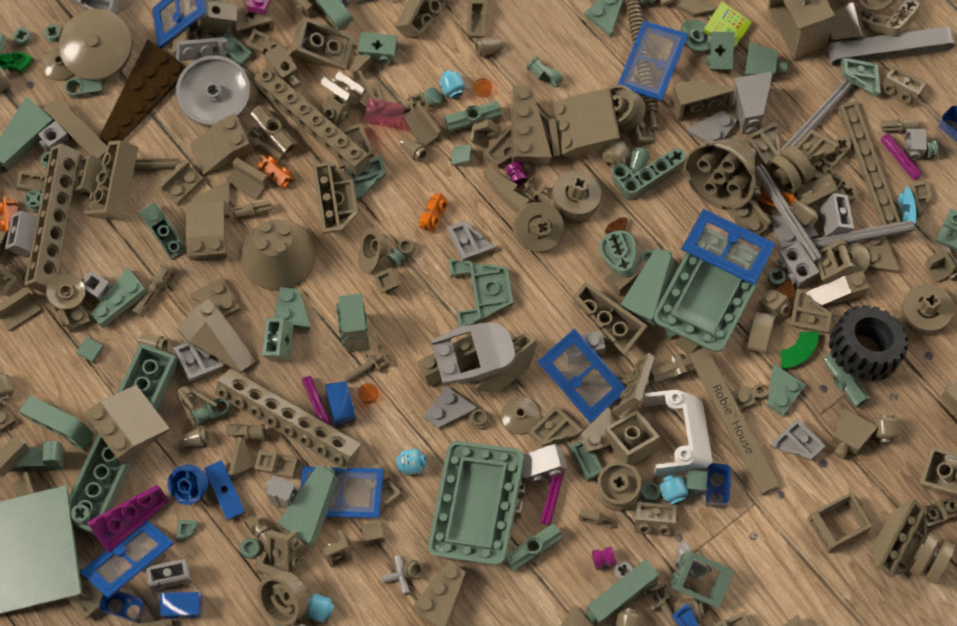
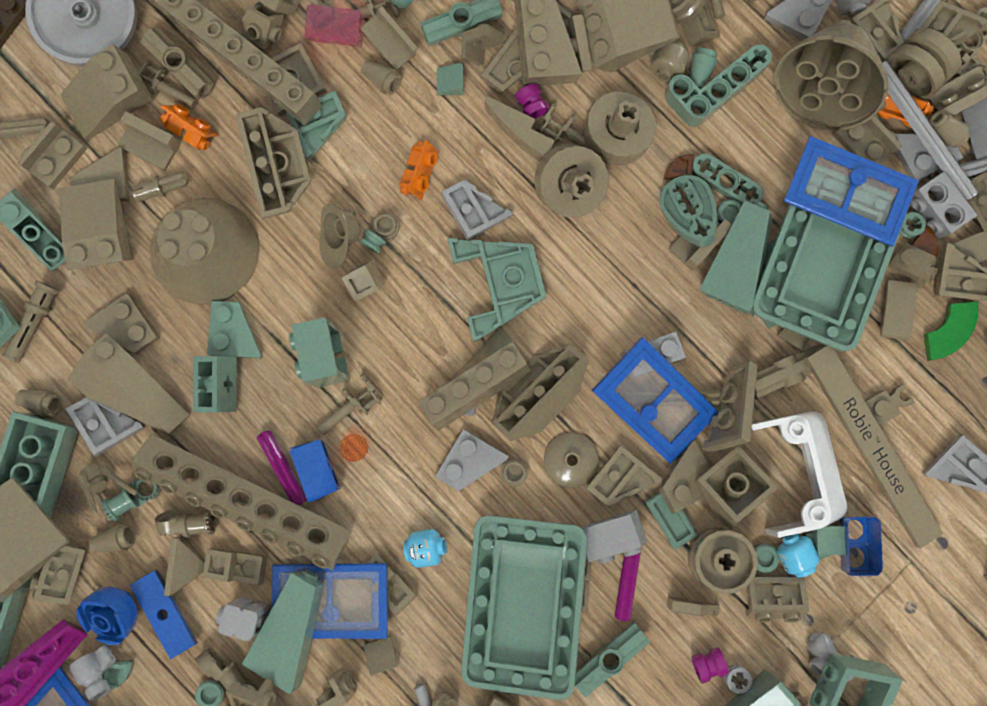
camera: 10 degrees left, 15 degrees up
(154, 457) = (58, 576): none -> dark tan bracket
(170, 520) = (89, 671): none -> light grey piece
(492, 346) = (525, 375): light grey slope -> none
(614, 321) = (694, 315): dark tan wedge -> none
(647, 230) = (713, 164): none -> sand green beam
(783, 390) = (934, 392): sand green wing -> none

